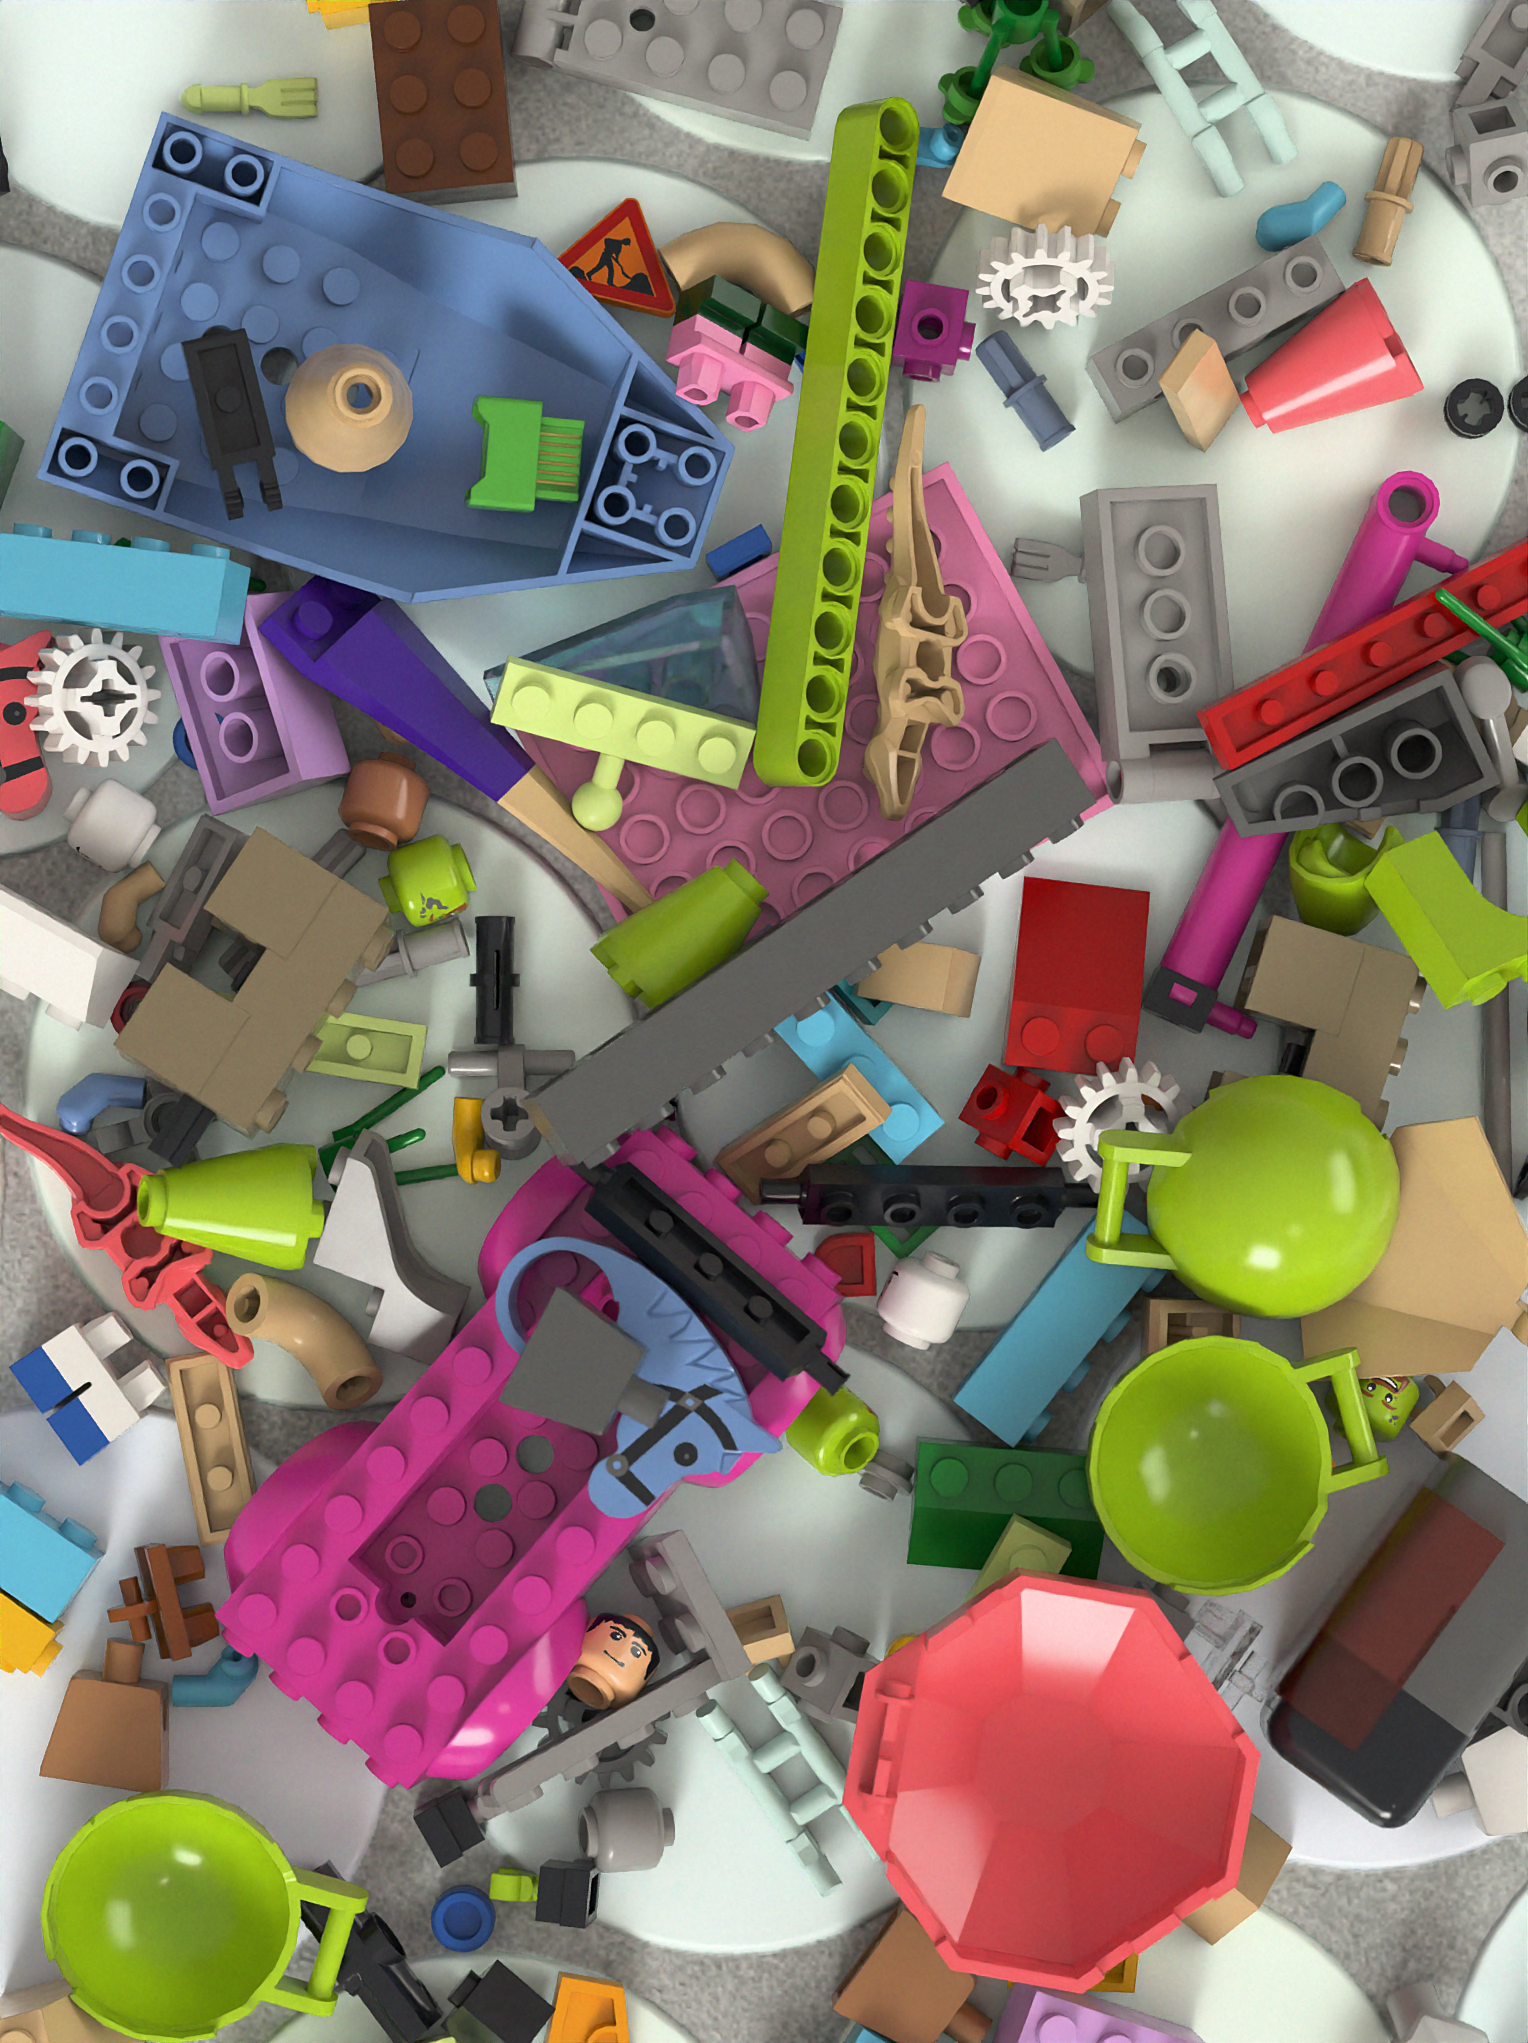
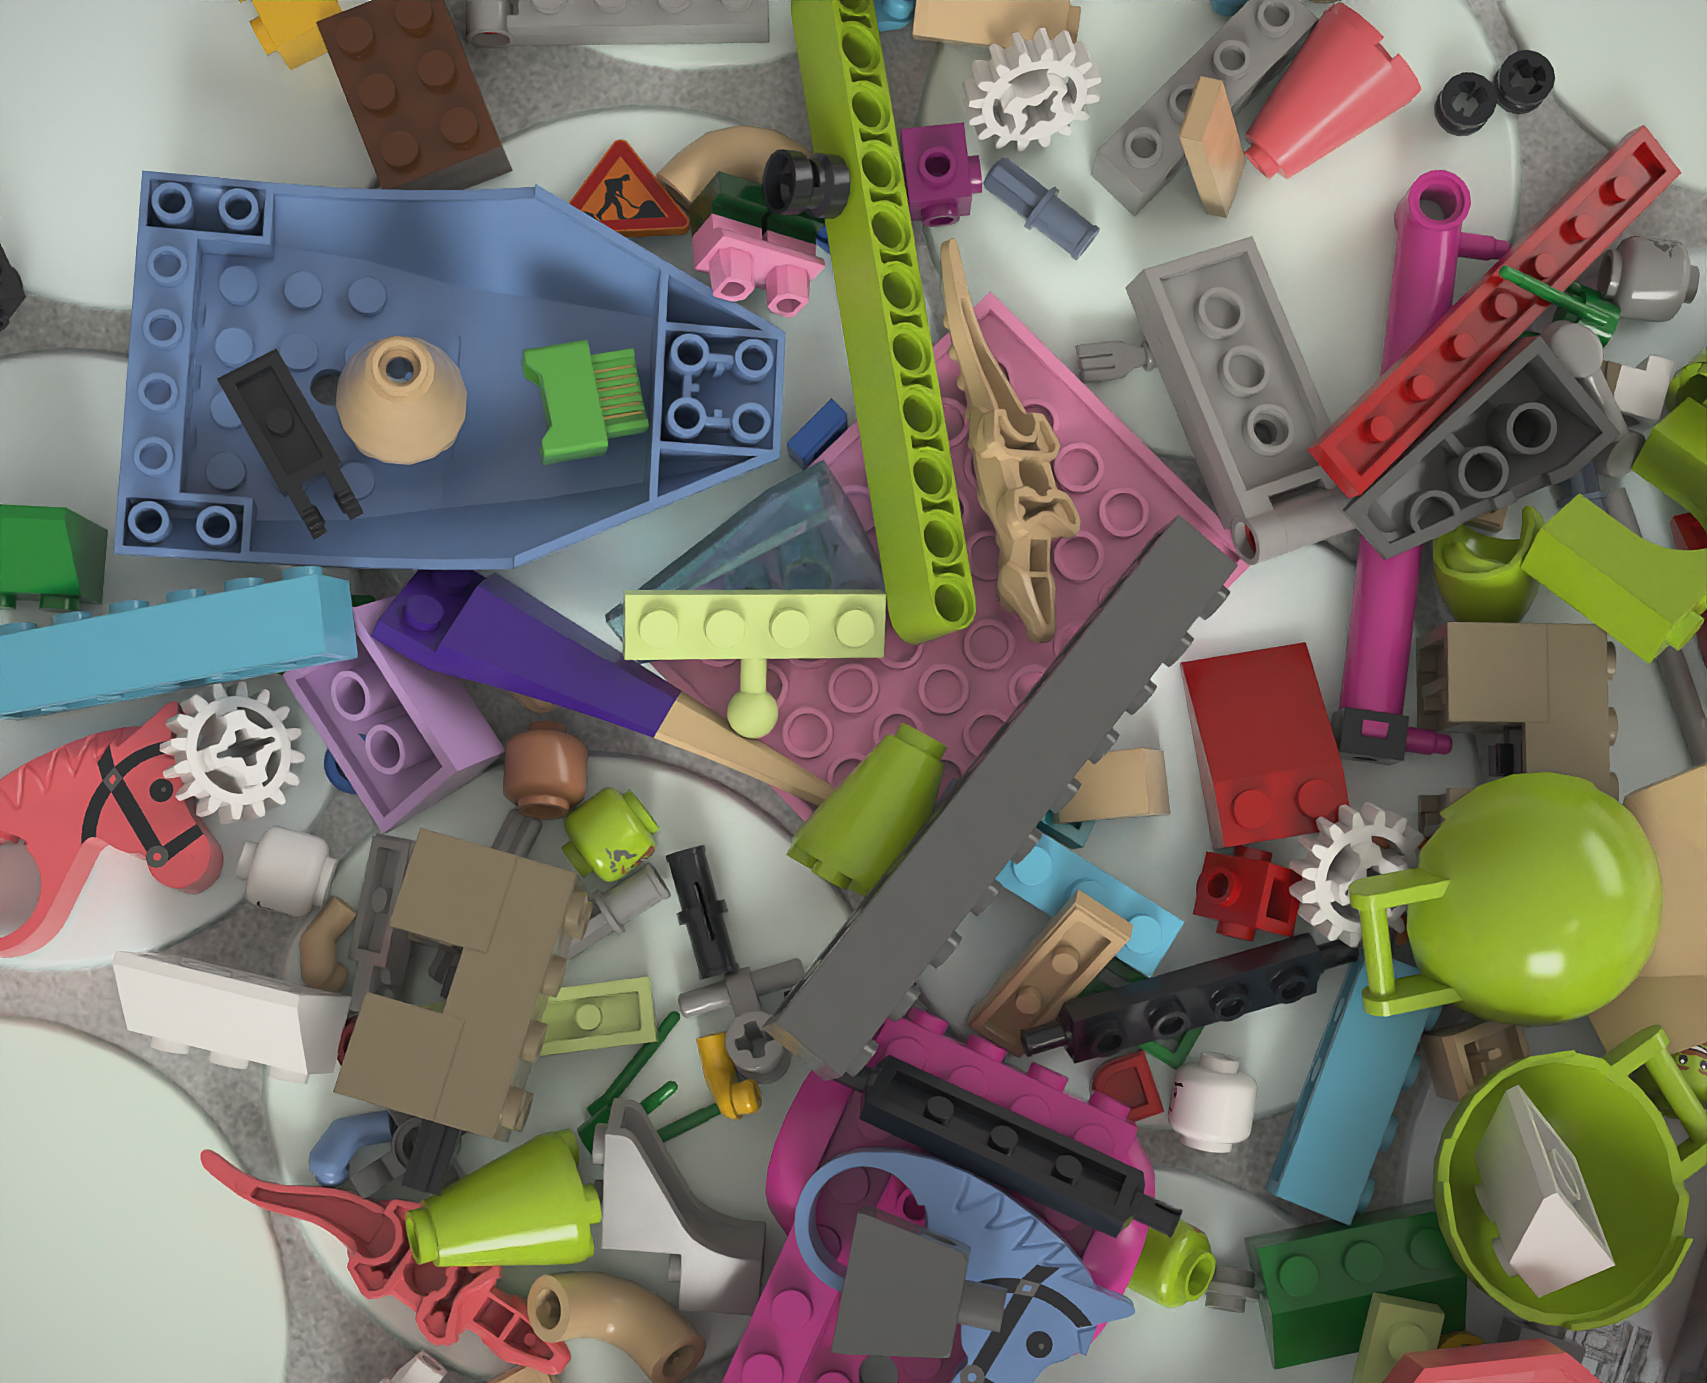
camera: 10 degrees left, 5 degrees down
(276, 98) = (258, 143): yellowish green piece -> none
(802, 312) = (800, 184): none -> black wheel
(1184, 1466) = (1537, 1200): none -> white slope

